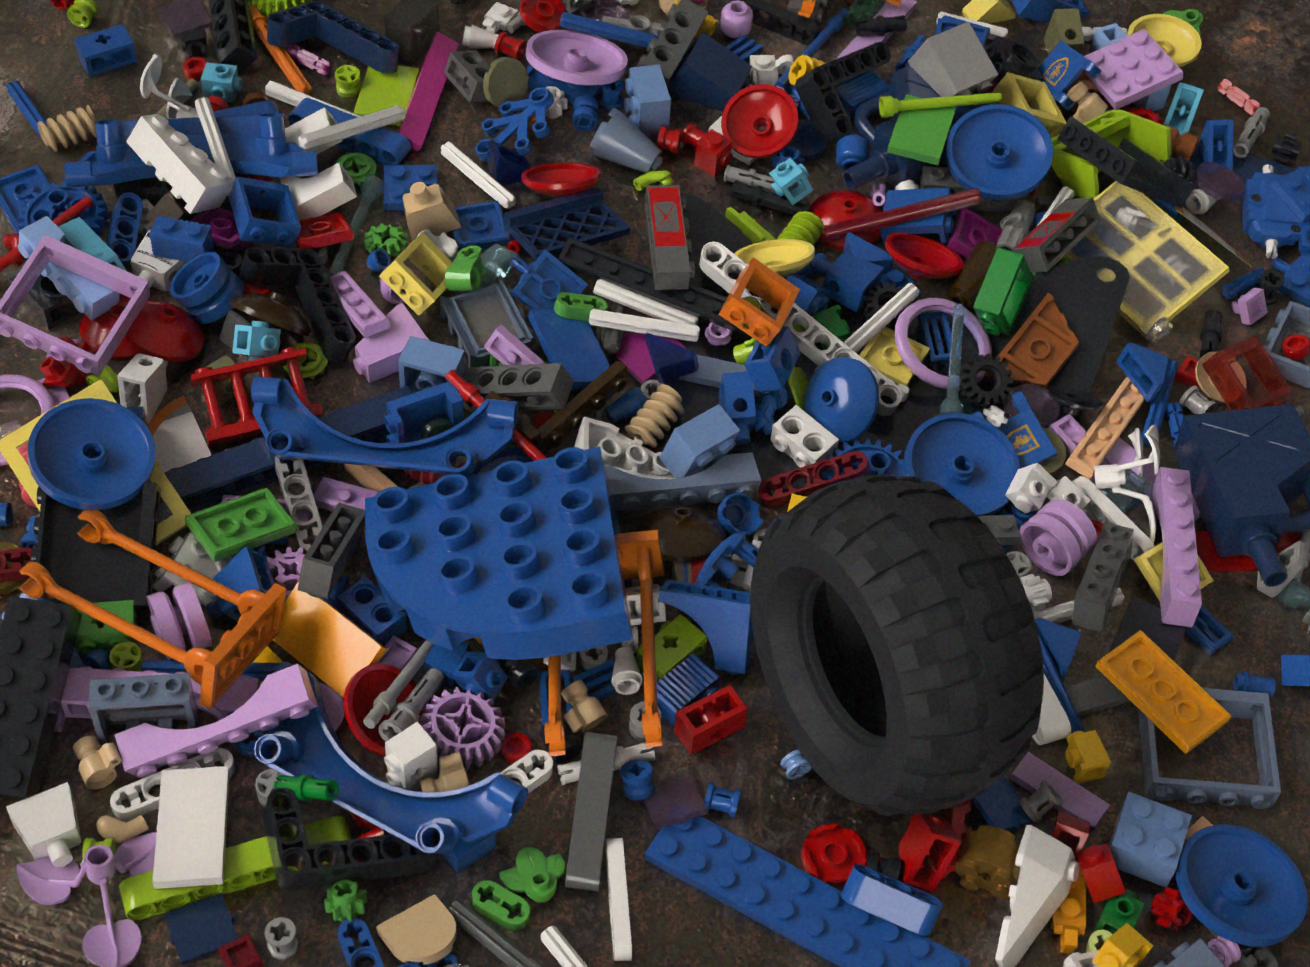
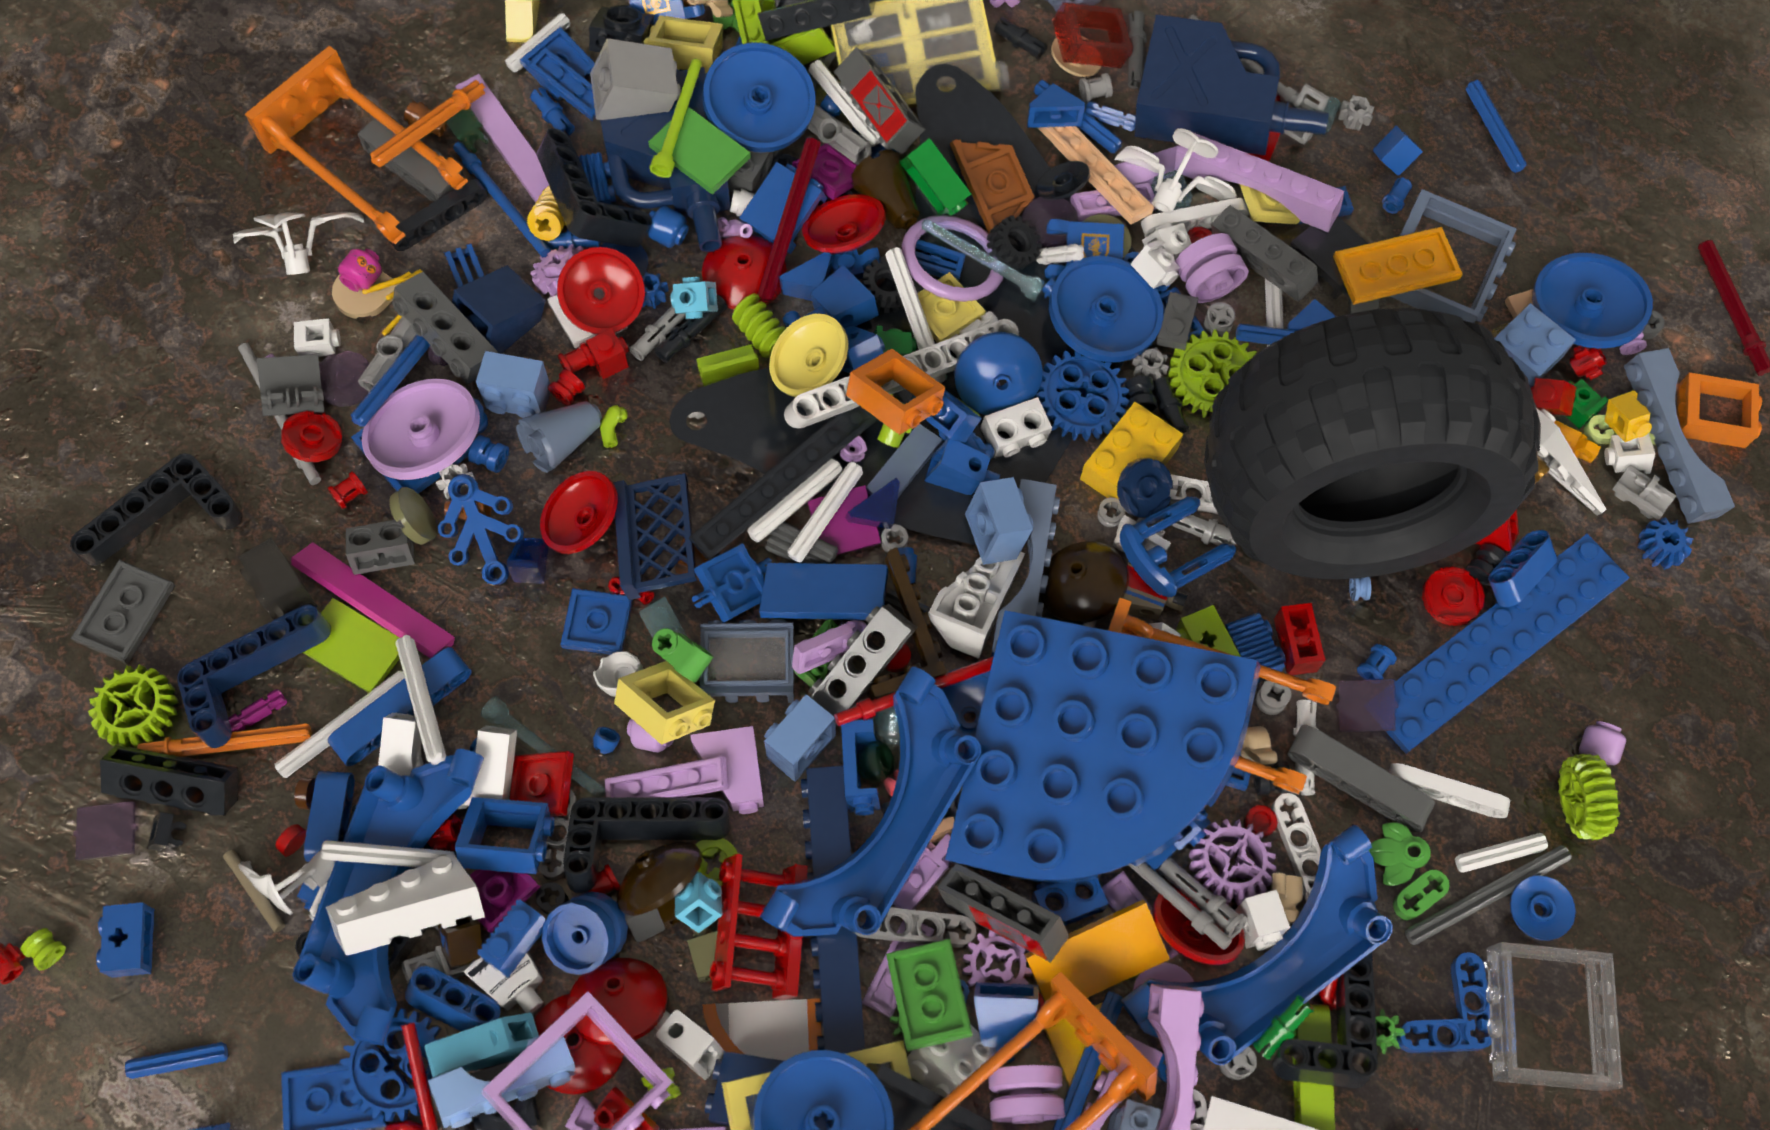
camera: 65 degrees left, 15 degrees up
(68, 128) = (244, 1020): tan piece -> none
(194, 68) = (205, 843): red tile -> none
(221, 81) = (255, 821): medium azure brick -> none
(281, 938) = (1413, 1102): light grey bush -> none
(347, 81) = (312, 674): lime wheel -> none
(362, 162) = (448, 708): bright green gear -> none
(393, 245) = (576, 735): bright green gear -> none
(399, 180) = (494, 673): blue plate -> none
(420, 932) = (1434, 974): tan tile -> none
(429, 209) = (573, 664): tan torso -> none
(478, 38) = (317, 518): white cone -> none
(478, 175) = (523, 595): white axle -> none
(499, 17) = (292, 485): white plate -> none
(577, 305) = (766, 560): bright green beam -> none
(637, 779) = (1341, 731): blue wheel -> none
(655, 416) = (936, 547): tan piece -> none
(668, 237) = (743, 441): dark grey brick -> none
(721, 615) = (1209, 581): blue arch -> none
(736, 19) = (426, 251): lavender head -> none
(739, 514) = (1080, 521): blue hair -> none
(764, 77) = (523, 260): light grey bush -> none
(768, 62) = (501, 252): white plate -> none
(813, 475) = (1073, 440): dark red beam -> none
(880, 25) = (503, 122): black pin -> none
(1037, 591) = (1252, 313): white gear -> none
(1186, 372) = (1053, 73): red tile -> none

